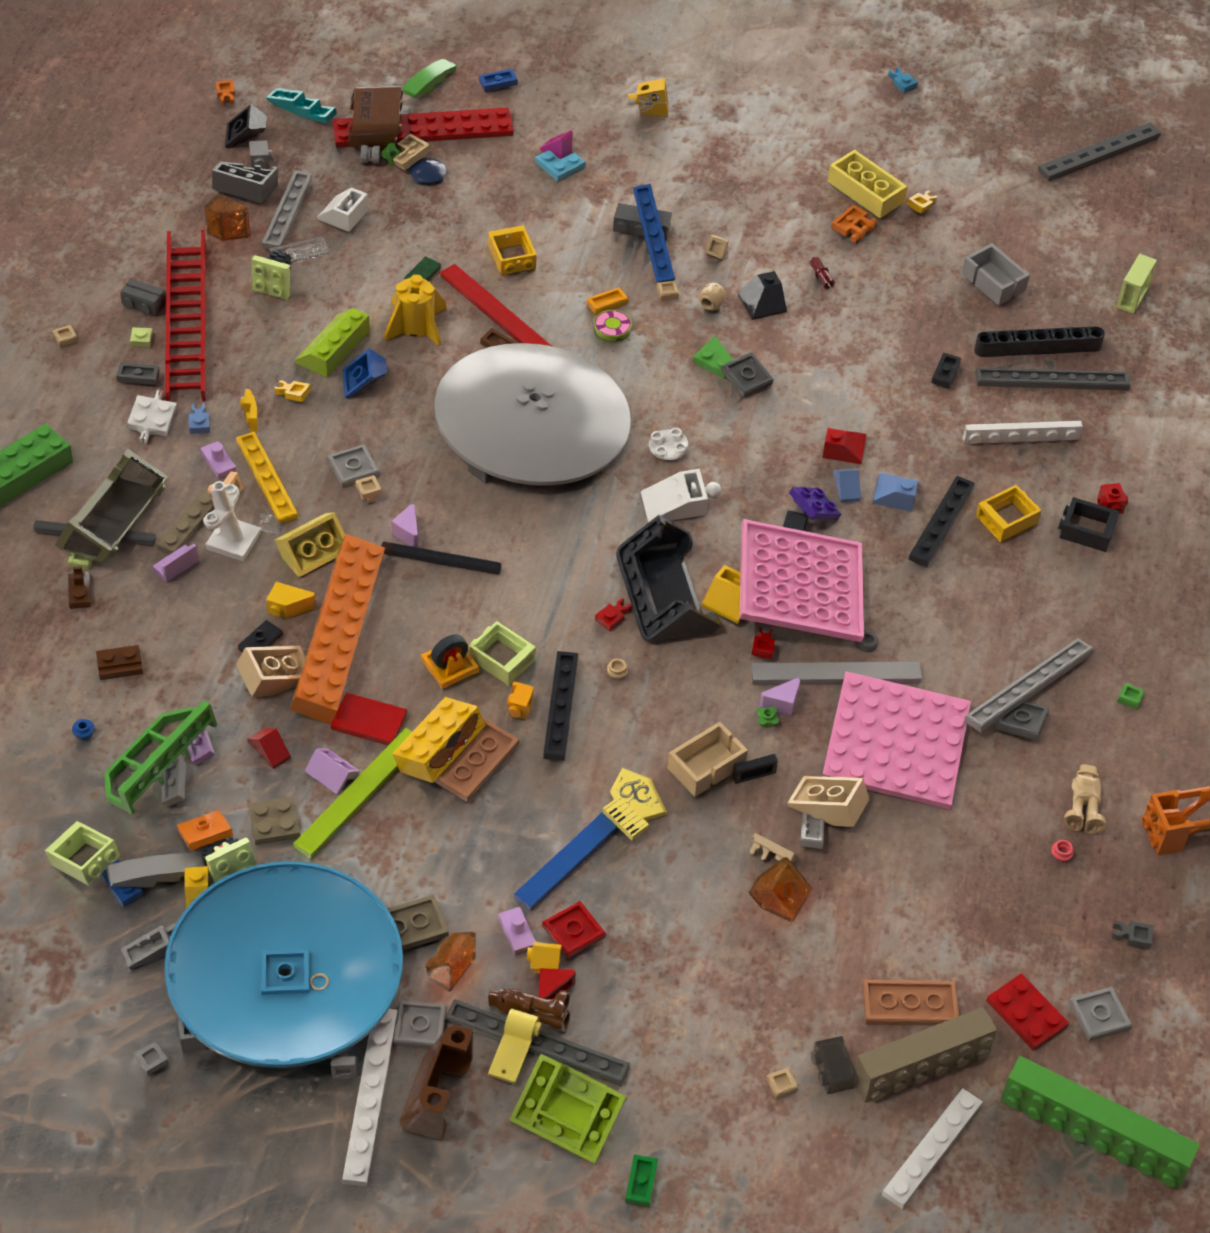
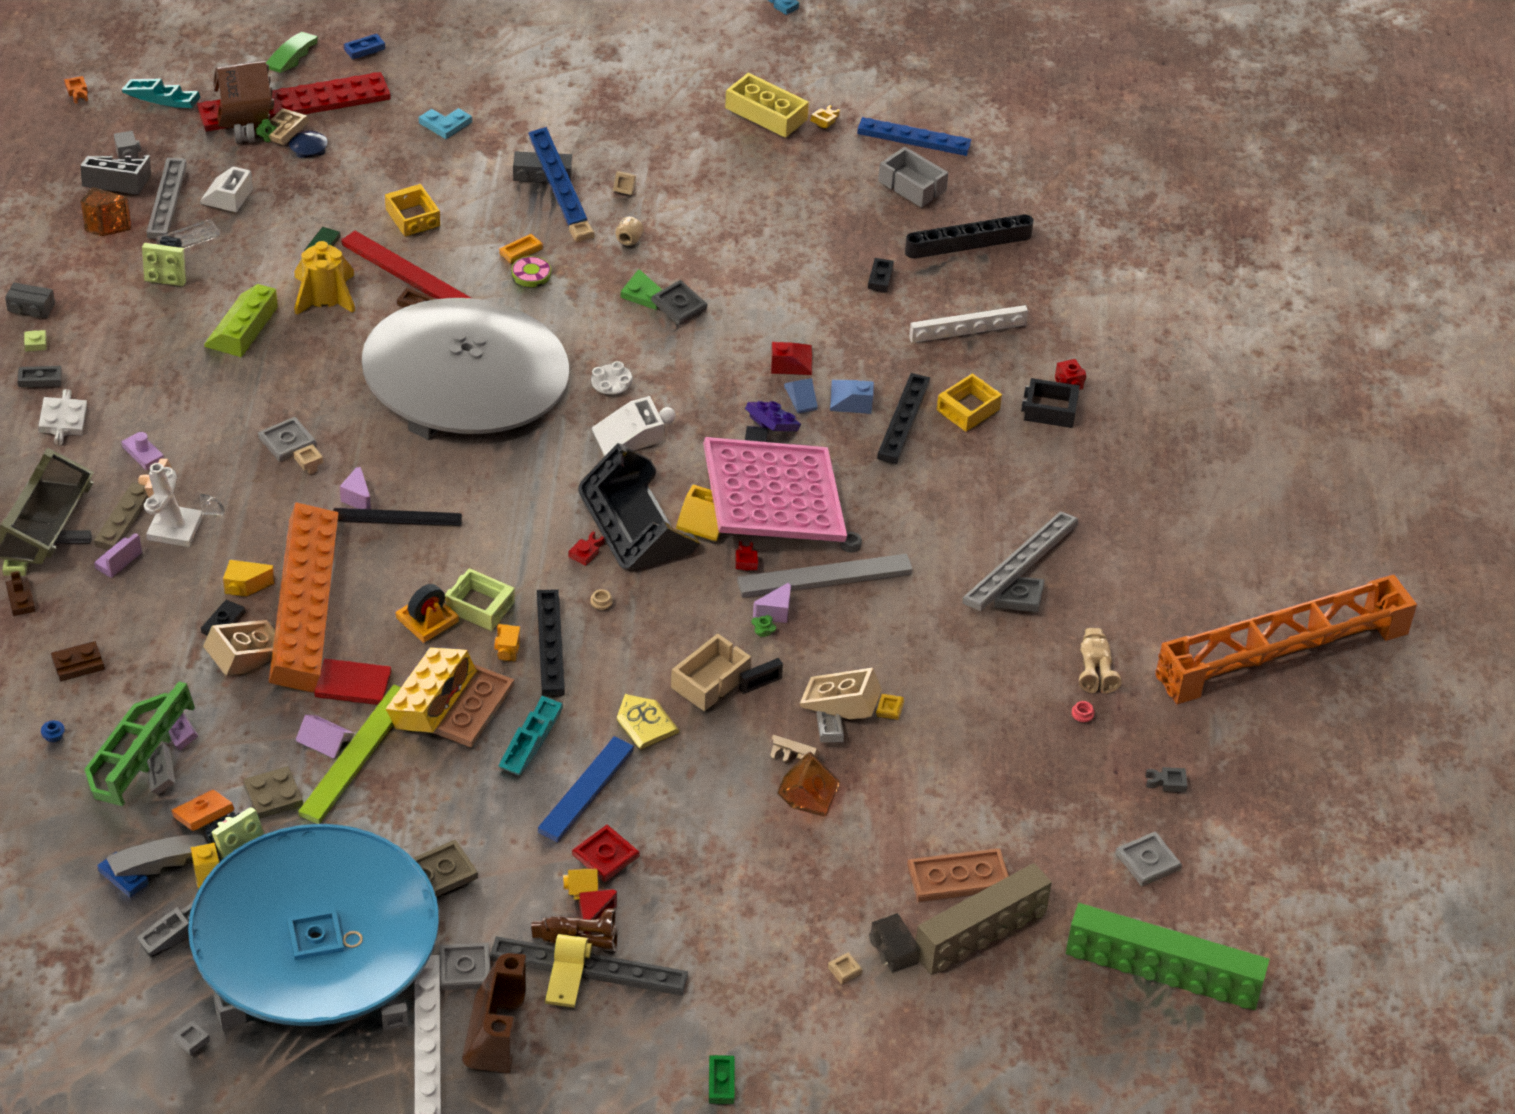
camera: 10 degrees left, 5 degrees down
(78, 836) = (70, 832): yellowish green window -> none
(185, 290) = (76, 289): red ladder -> none
(199, 420) = (114, 414): medium blue plate -> none
(245, 126) = (105, 120): black slope -> none
(250, 410) = (168, 397): yellow slope -> none
(267, 477) = (197, 461): yellow tile -> none
(270, 746) = (255, 721): red slope -> none
(295, 391) = (210, 374): yellow plate -> none
(311, 544) = (259, 519): light yellow slope -> none
(363, 372) = (280, 346): blue slope -> none
(452, 959) = (486, 898): clear orange slope -> none
(516, 930) = (547, 862): lavender tile -> none
(525, 798) = (531, 736): none -> teal slope
(559, 145) = (442, 102): dark pink slope -> none
(568, 1108) = (634, 1021): lime slope -> none
(625, 818) = (638, 740): light yellow tile -> none
(651, 98) = (529, 46): yellow torso -> none
(763, 296) = (681, 225): black slope -> none
(821, 272) = (736, 196): dark red axle -> none
(850, 219) = (755, 145): orange plate -> none
(874, 818) = (890, 706): none -> yellow tile
(897, 739) = (899, 628): bright pink plate -> none
(932, 1148) = (1006, 1007): white plate -> none
(1005, 231) = (914, 136): none -> blue plate
(1027, 1011) = (1076, 867): red plate -> none
(1052, 378) = (988, 270): dark grey tile -> none
(1099, 151) = (994, 49): dark grey tile -> none
(1130, 696) = (1122, 559): bright green tile -> none
(1136, 283) = (1056, 169): yellowish green window -> none

